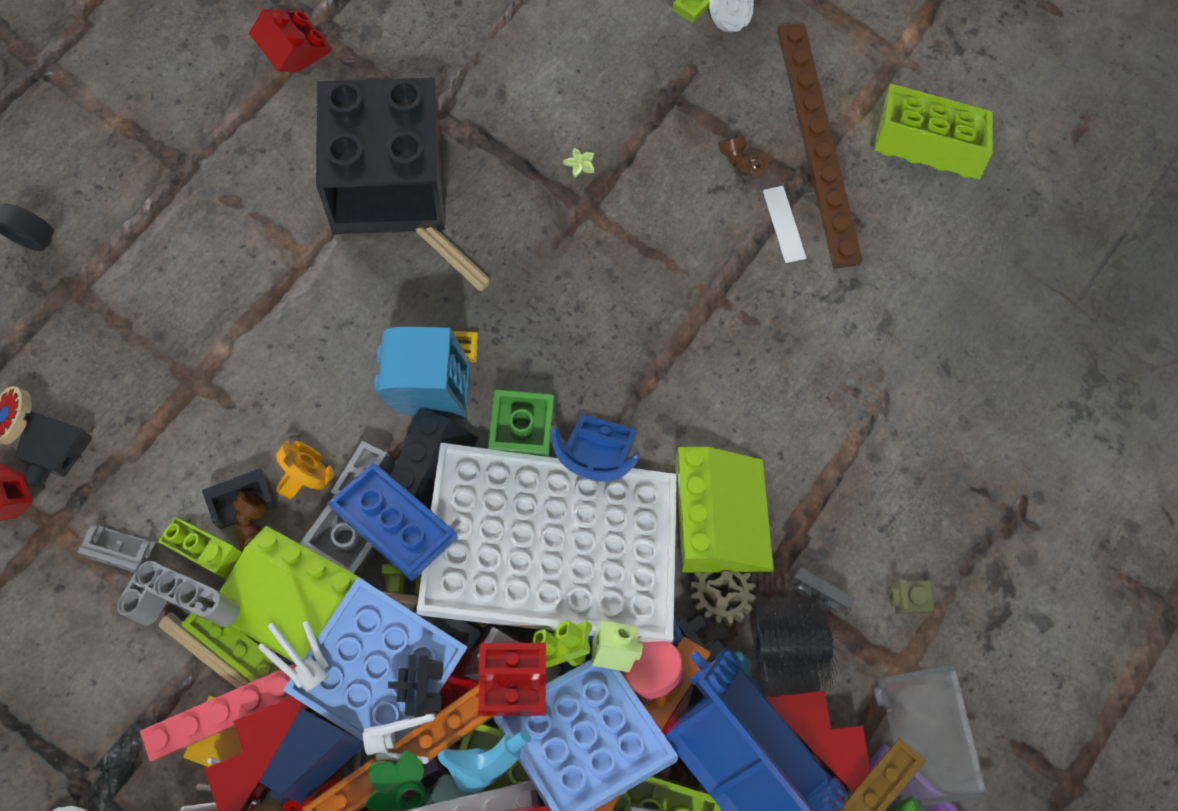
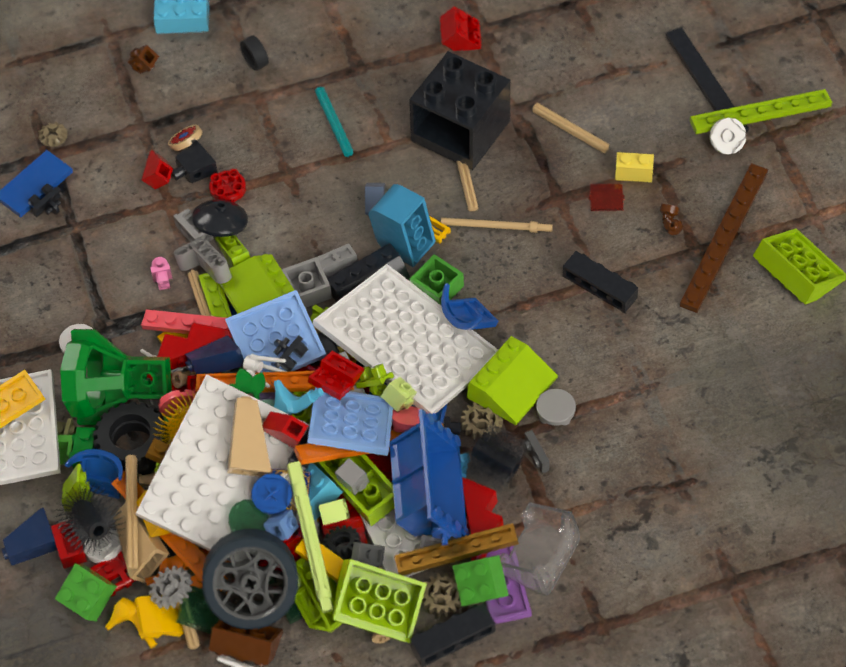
camera: 45 degrees right, 15 degrees down
(121, 655) = (161, 272): none -> bright pink hips
(122, 451) = (227, 185): none -> red tile
(152, 521) = (220, 218): none -> black dish
(208, 265) = (334, 121): none -> teal axle
(222, 496) = (268, 238): black panel -> none
(248, 507) = (268, 244): reddish brown arm -> none
(302, 468) = (309, 238): light orange tile -> none
(308, 672) = (242, 316): white plant -> none
(344, 346) = (373, 194): none -> sand blue slope
(393, 521) = (333, 280): blue tile -> none
(527, 99) = (570, 127): none -> tan axle
(580, 162) = (577, 175): yellowish green plant -> none
(580, 266) = (532, 226): none -> tan bar
(639, 170) = (606, 197): none -> clear red piece
(649, 110) = (634, 167): none -> light yellow brick
(722, 294) = (600, 281): none -> black brick
(784, 224) = (669, 268): white sticker -> none
(796, 508) = (555, 407): none -> light grey tile
(911, 597) = (585, 485): olive bracket -> none

